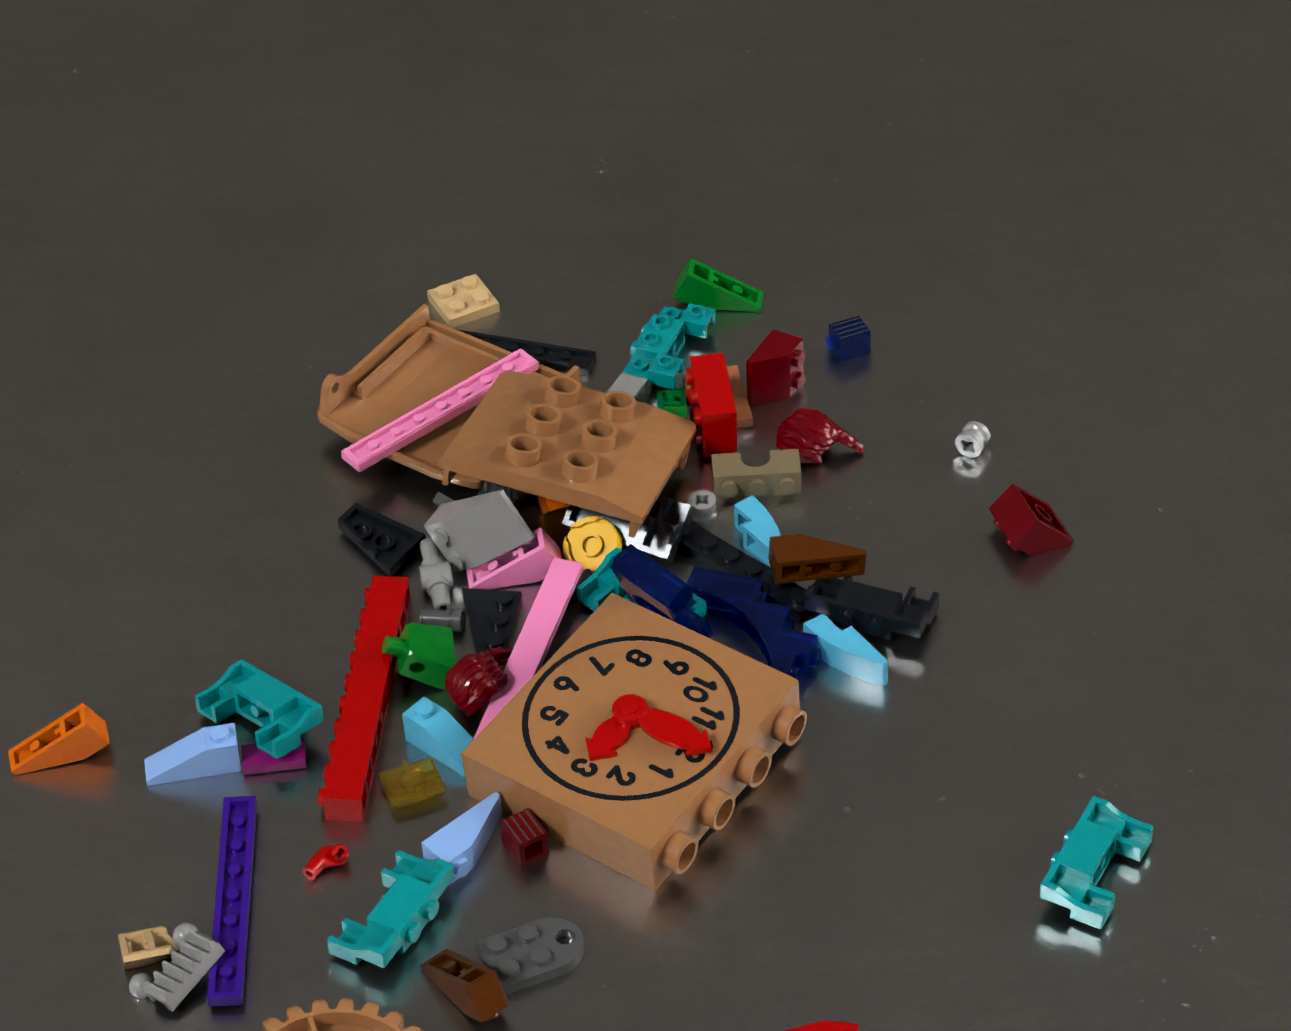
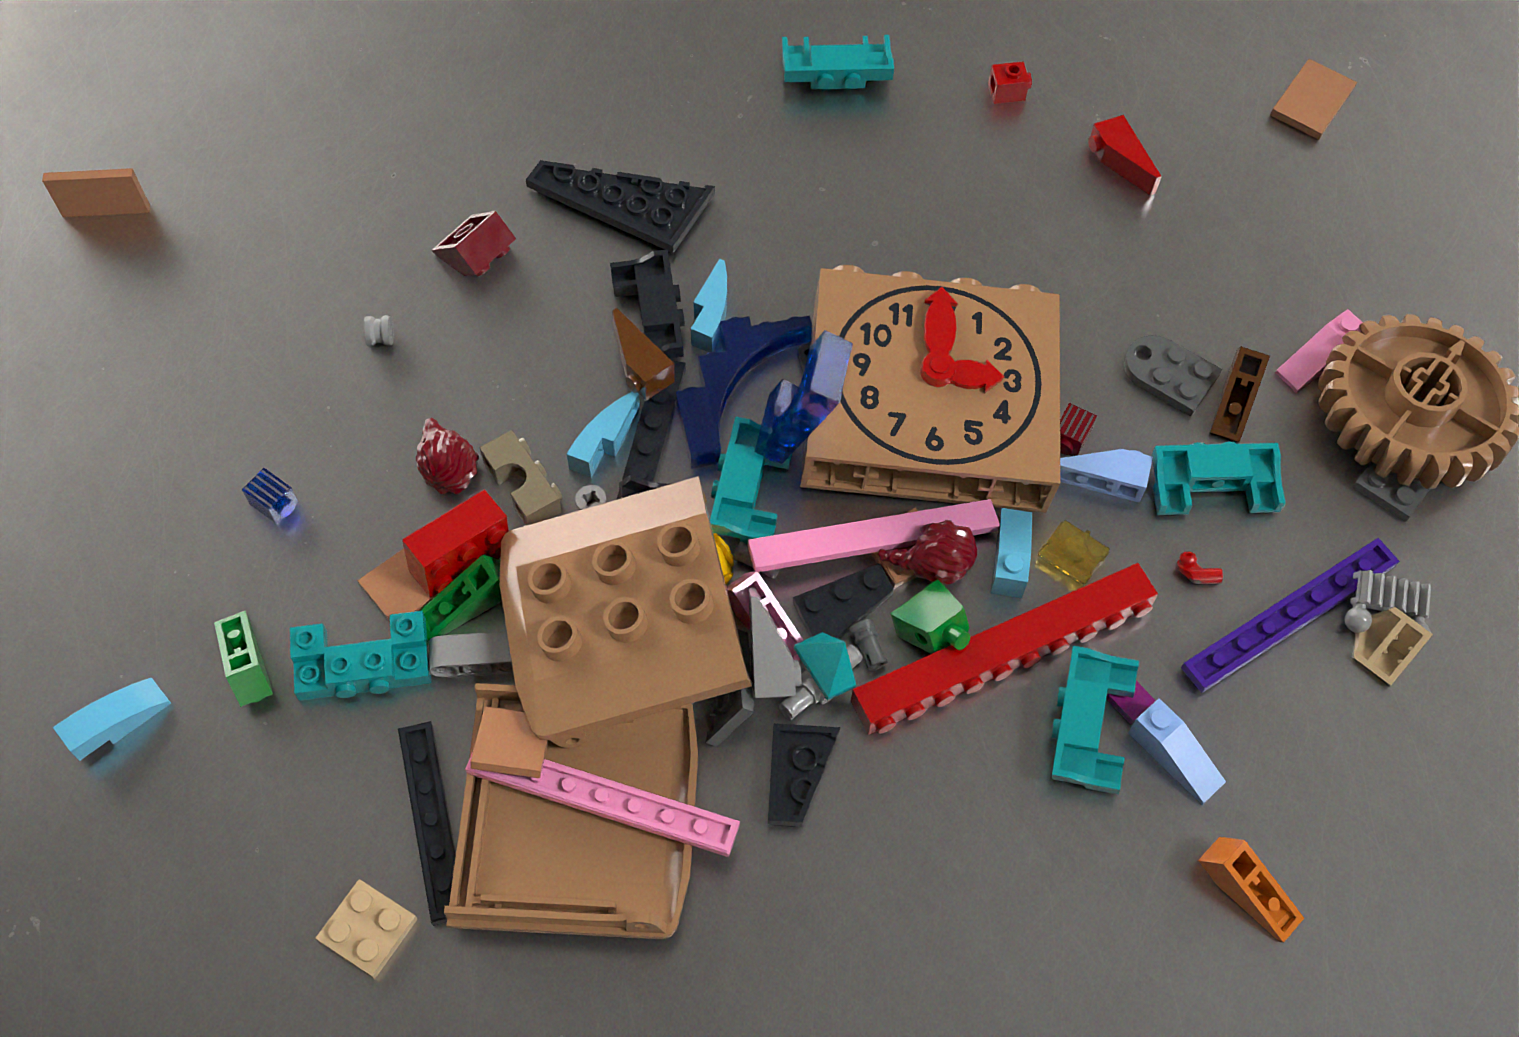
camera: 125 degrees left, 20 degrees up
(441, 570) = (827, 664): none -> teal slope
(516, 357) = (508, 744): none -> nougat tile
(719, 222) = (111, 717): none -> medium azure slope
(775, 369) = (363, 523): dark red slope -> none
(975, 998) = (1009, 82): none -> red brick
(1006, 649) = (631, 202): none -> black wing
(1234, 309) = (96, 192): none -> nougat tile

